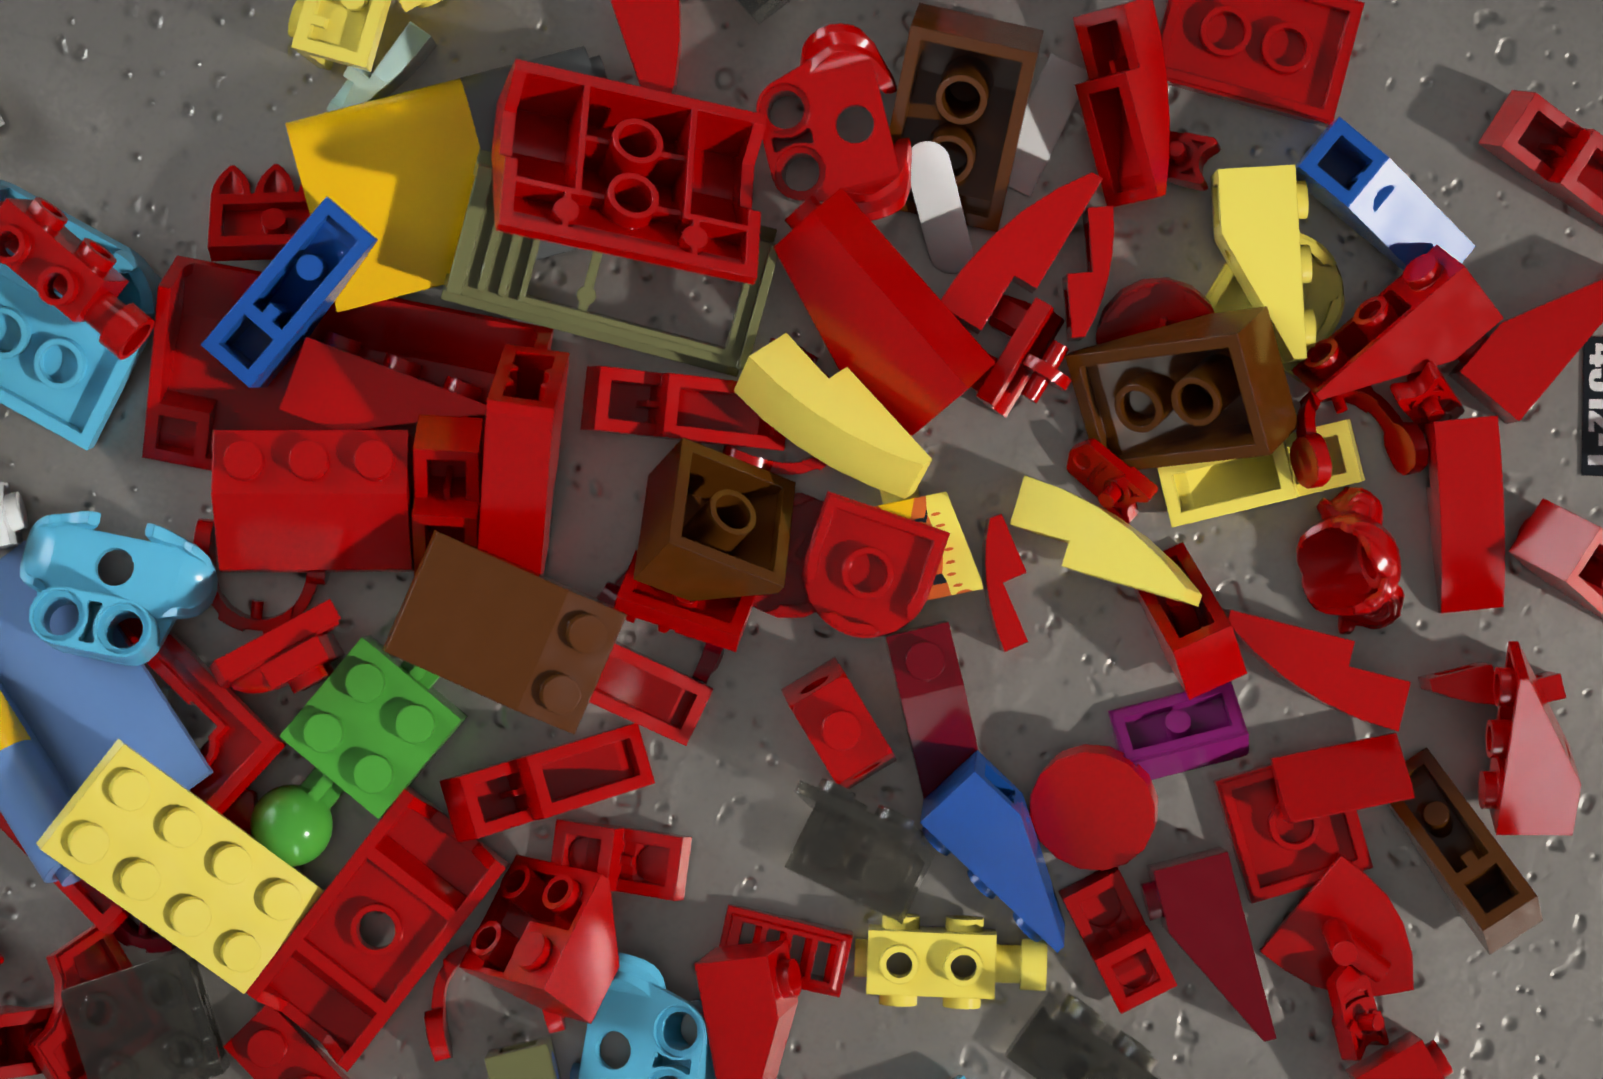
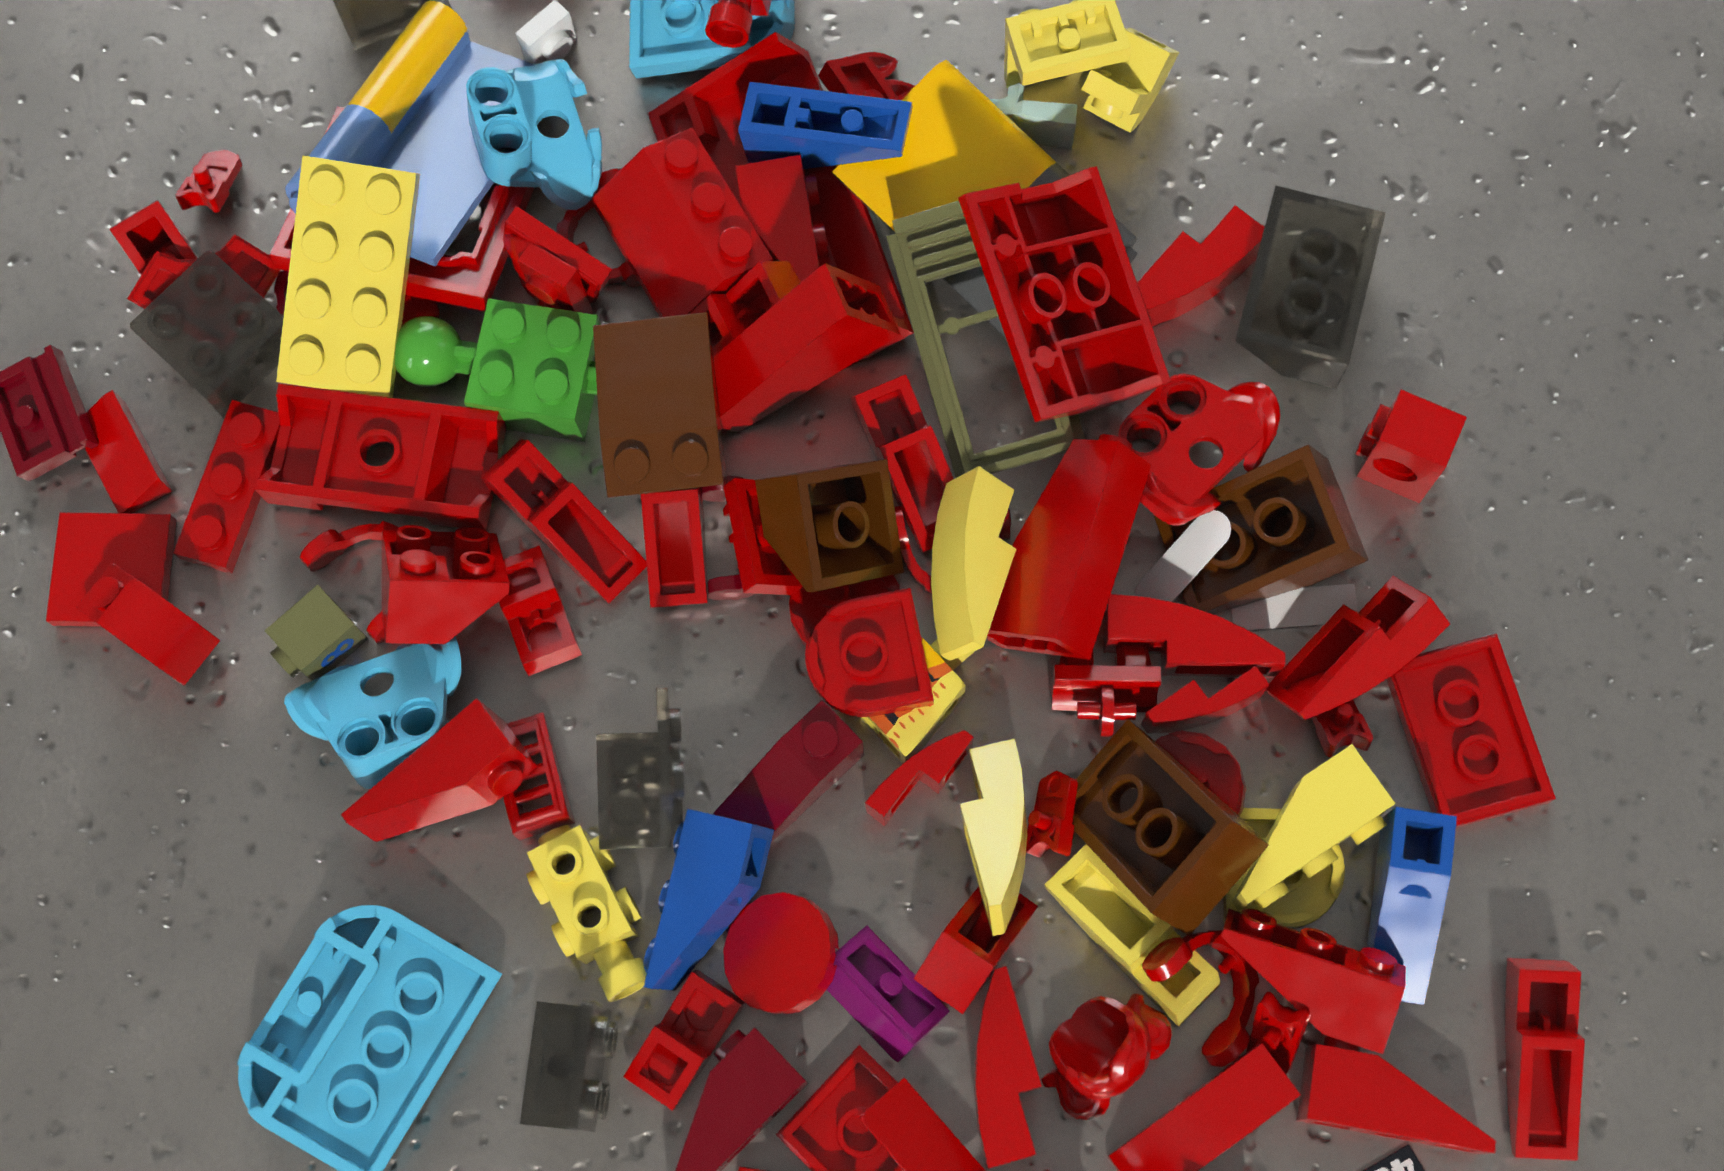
camera: 65 degrees right, 15 degrees down
(838, 724) = (728, 714): red torso -> none

